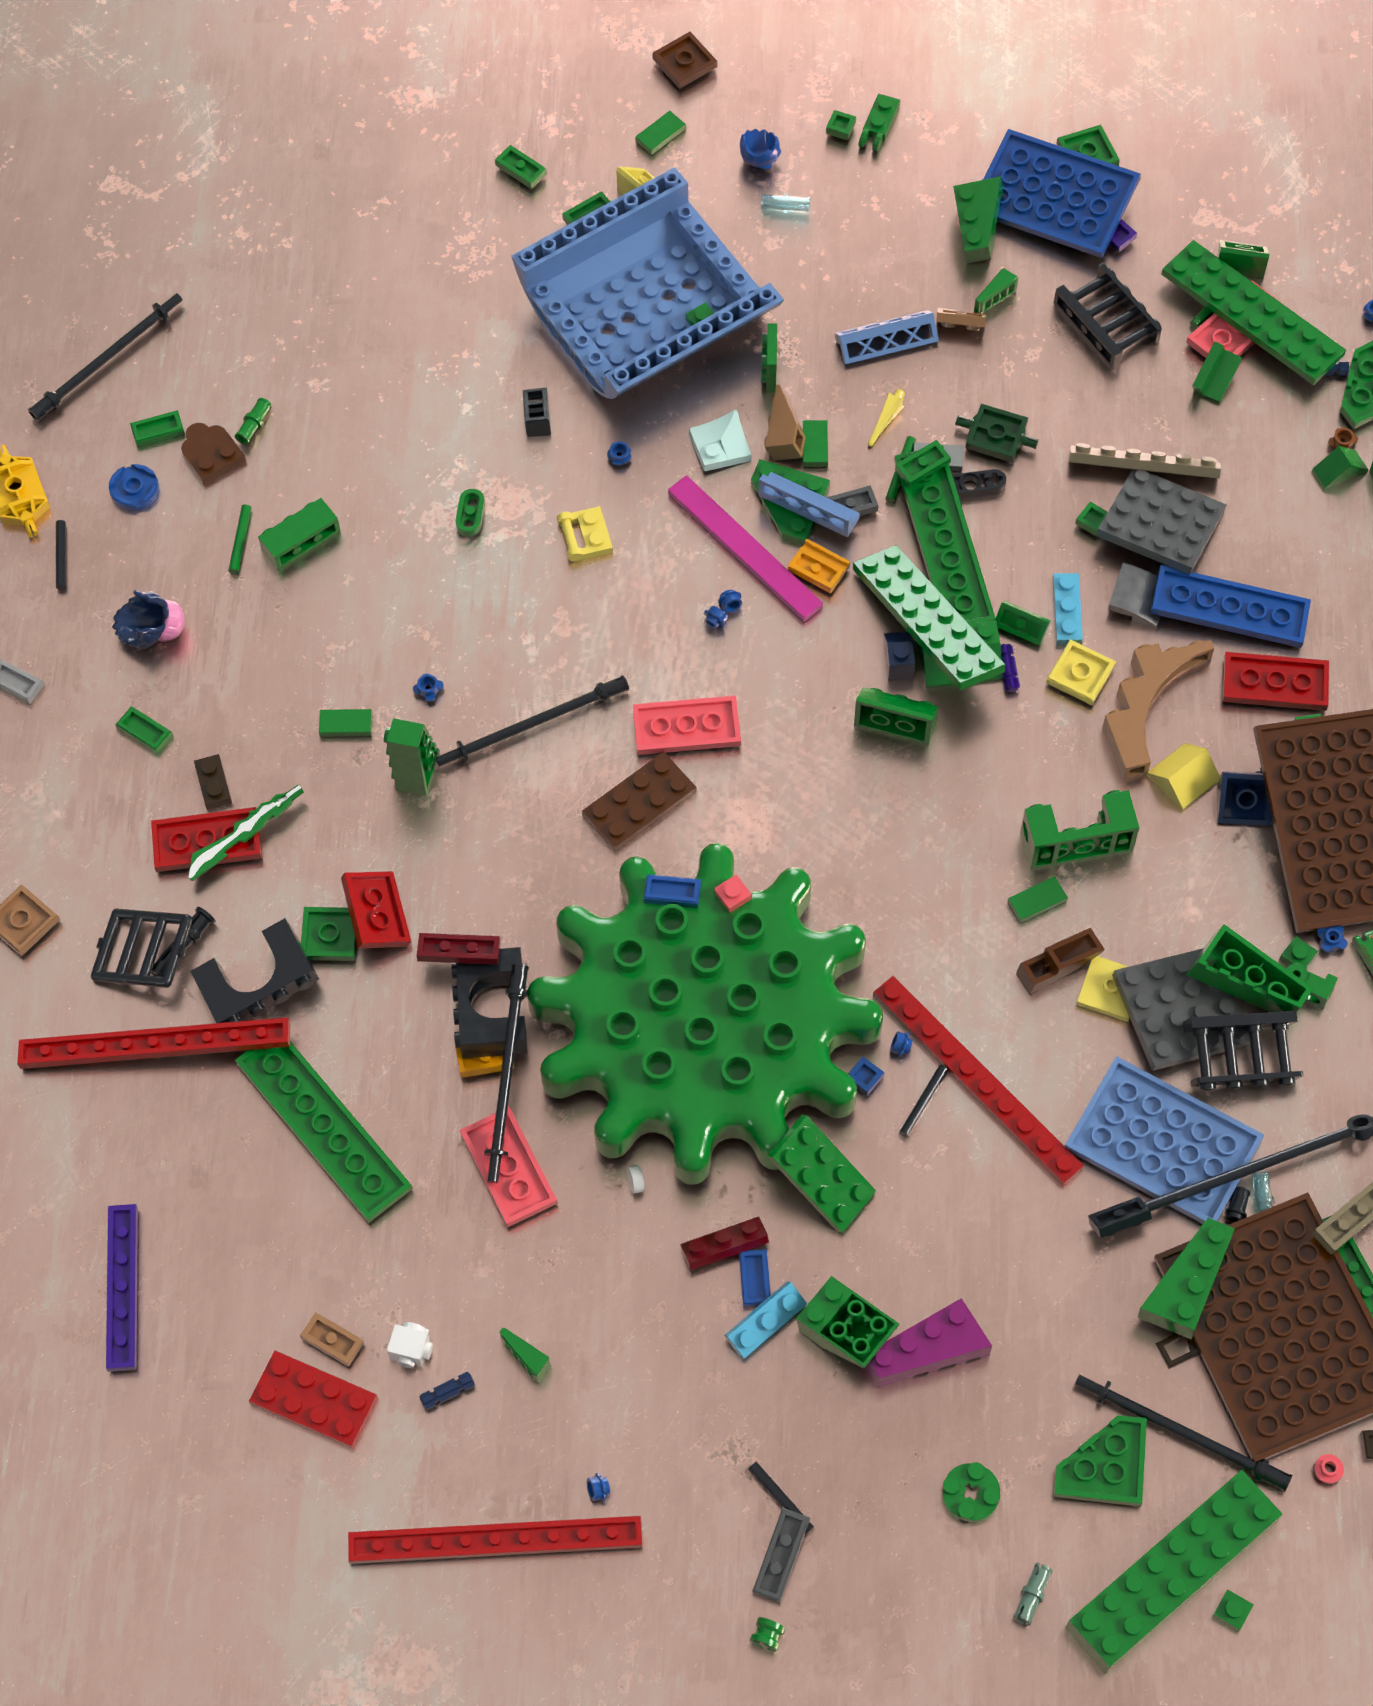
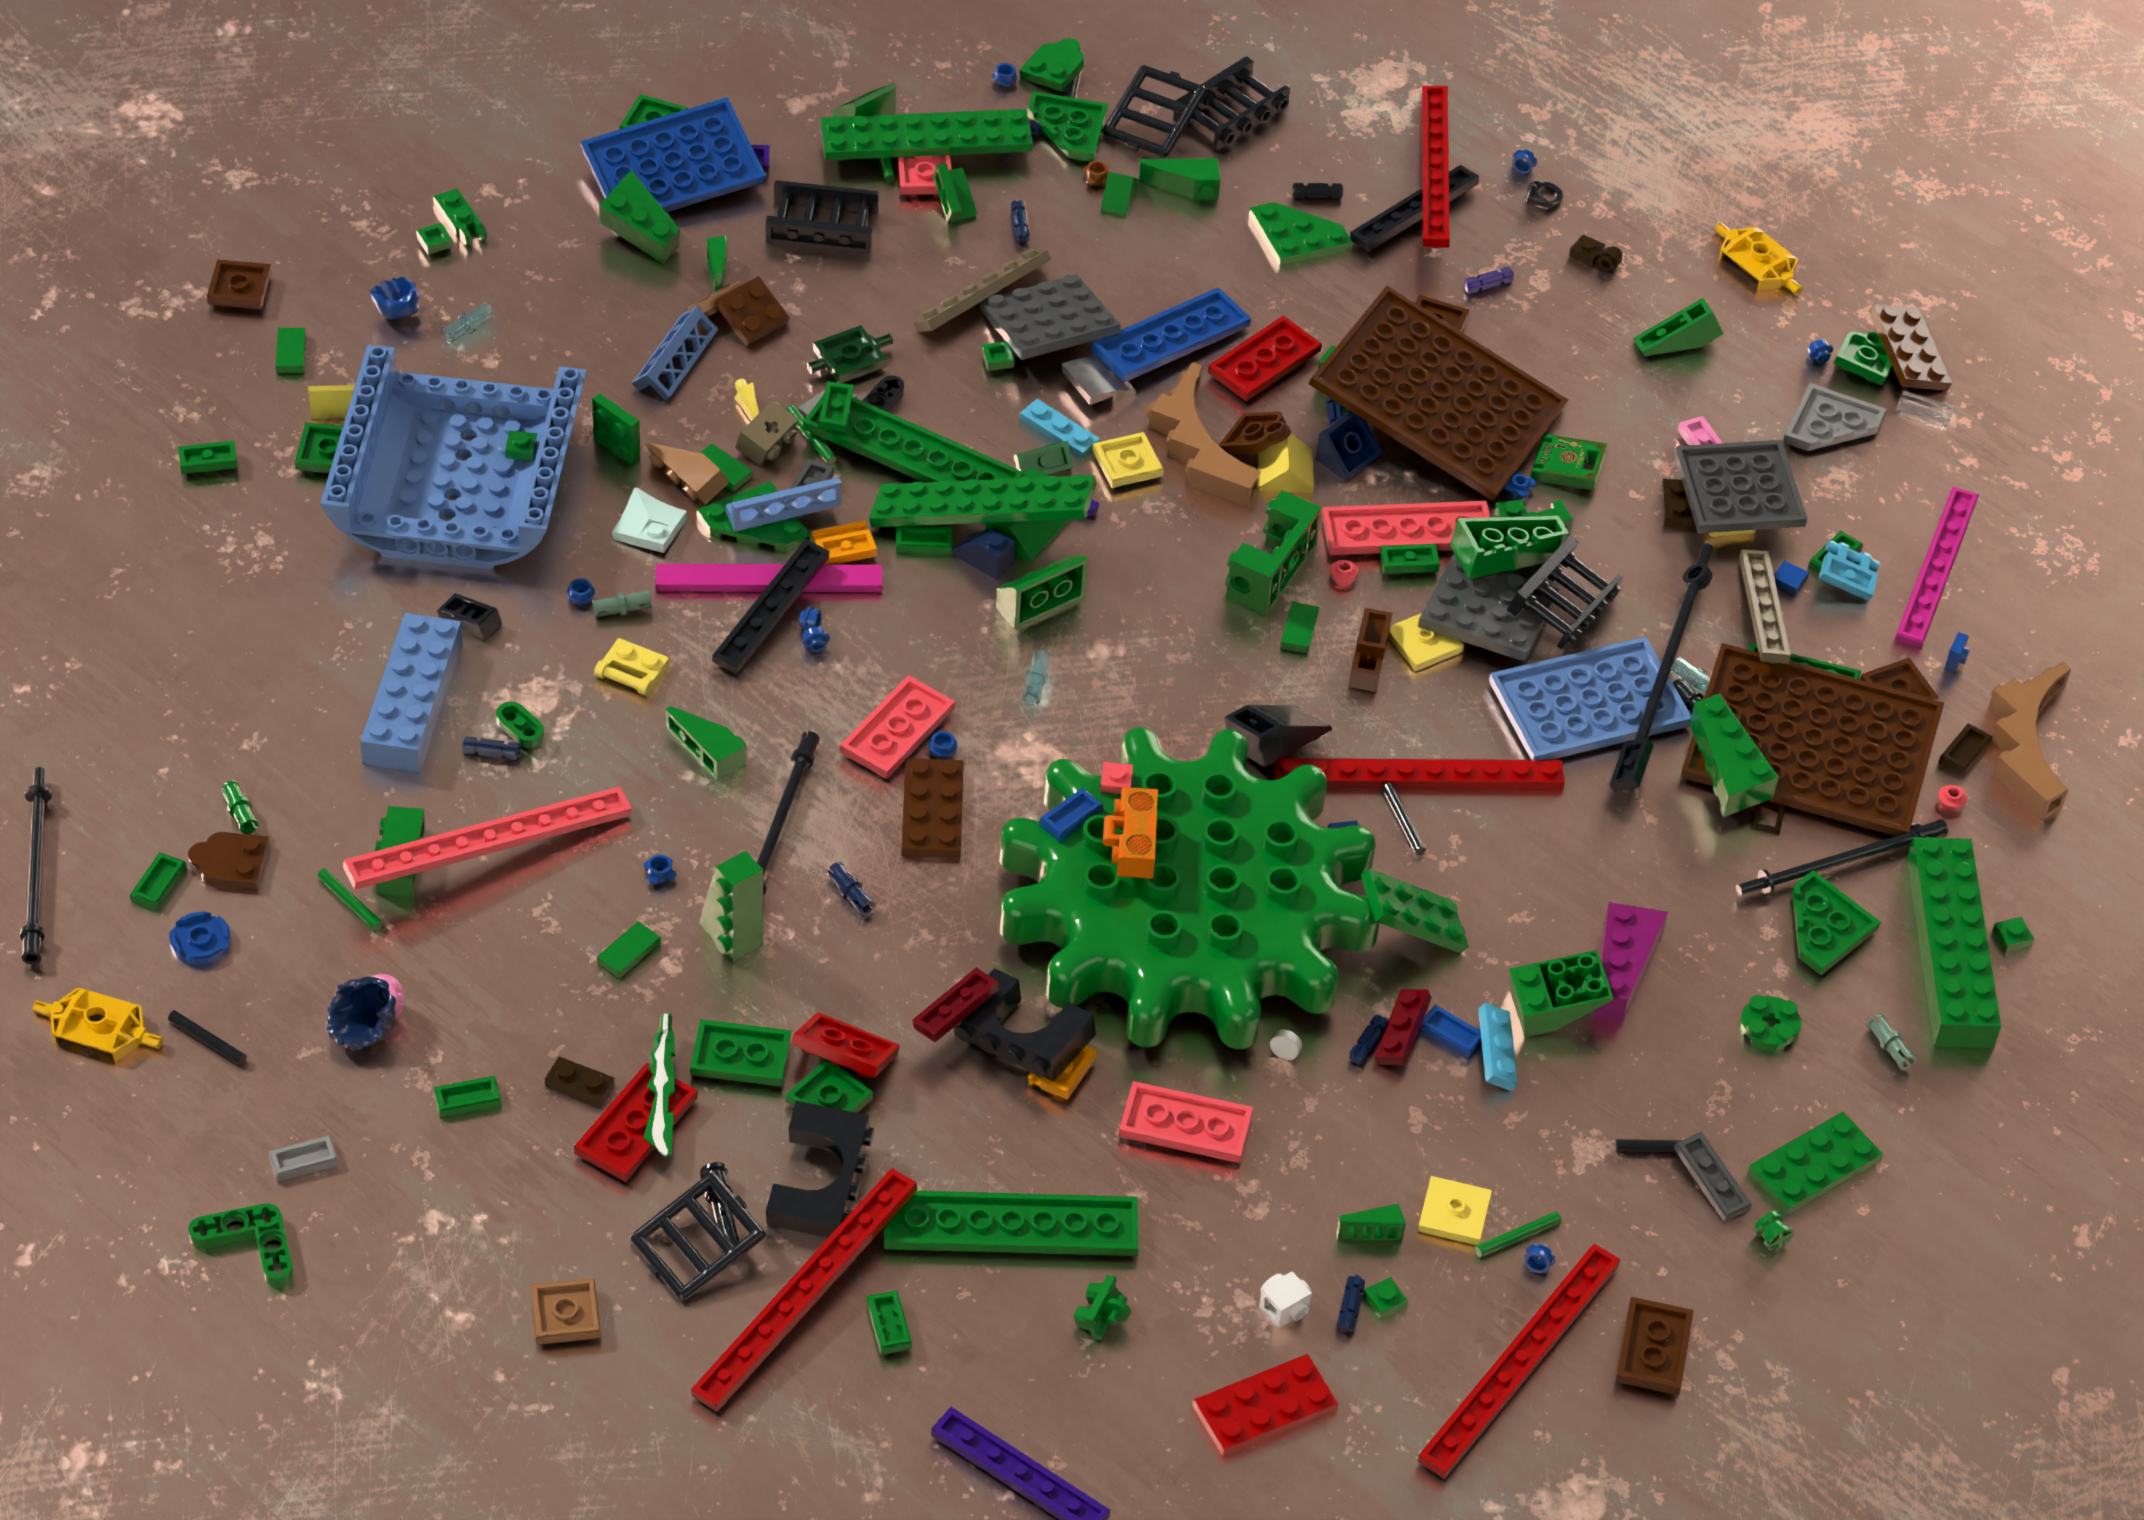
camera: 55 degrees left, 15 degrees down
(176, 1113) = (889, 1322): none -> green plate
(299, 1236) = (1106, 1308): none -> green hips
(317, 853) = (740, 1052): none -> green plate
(332, 1339) = (1224, 1351): medium nougat plate -> none
(348, 572) = (486, 838): none -> coral plate
(434, 433) = (411, 692): none -> medium blue brick
(437, 513) = (491, 748): none -> dark blue axle
(473, 1409) = (1385, 1298): none -> green plate
(516, 993) = (1051, 985): black bar -> none
(519, 808) = (851, 888): none -> dark blue pin
(558, 637) = (708, 742): none -> green slope
(587, 1624) = (1654, 1345): none -> reddish brown plate
(592, 1399) = (1454, 1210): none -> light yellow plate
(609, 1457) = (1518, 1234): none -> green bar
(631, 484) = (621, 603): none -> sand green pin
(681, 945) = (1138, 819): none -> orange piece
(693, 1229) = (1368, 1039): none -> dark blue axle
(699, 764) = (942, 745): none -> blue plate
(713, 568) = (770, 606): none -> black plate
(816, 772) = (1036, 677): none -> clear light blue pin
(865, 1619) = (1814, 1163): none -> green plate
(873, 610) = (923, 540): none -> green tile
(878, 438) = (767, 434): none -> dark tan brick
(901, 1044) = (1339, 795): blue plate -> none
(914, 957) = (1275, 730): none -> black slope
(971, 346) = (752, 310): none -> reddish brown plate
(1120, 894) = (1343, 572): none -> coral plate
(1177, 920) = (1409, 558): none -> green plate
(1188, 731) = (1255, 433): none -> reddish brown plate
(1204, 891) = (1371, 526): none -> coral plate
(1241, 431) = (1020, 221): none -> dark blue axle

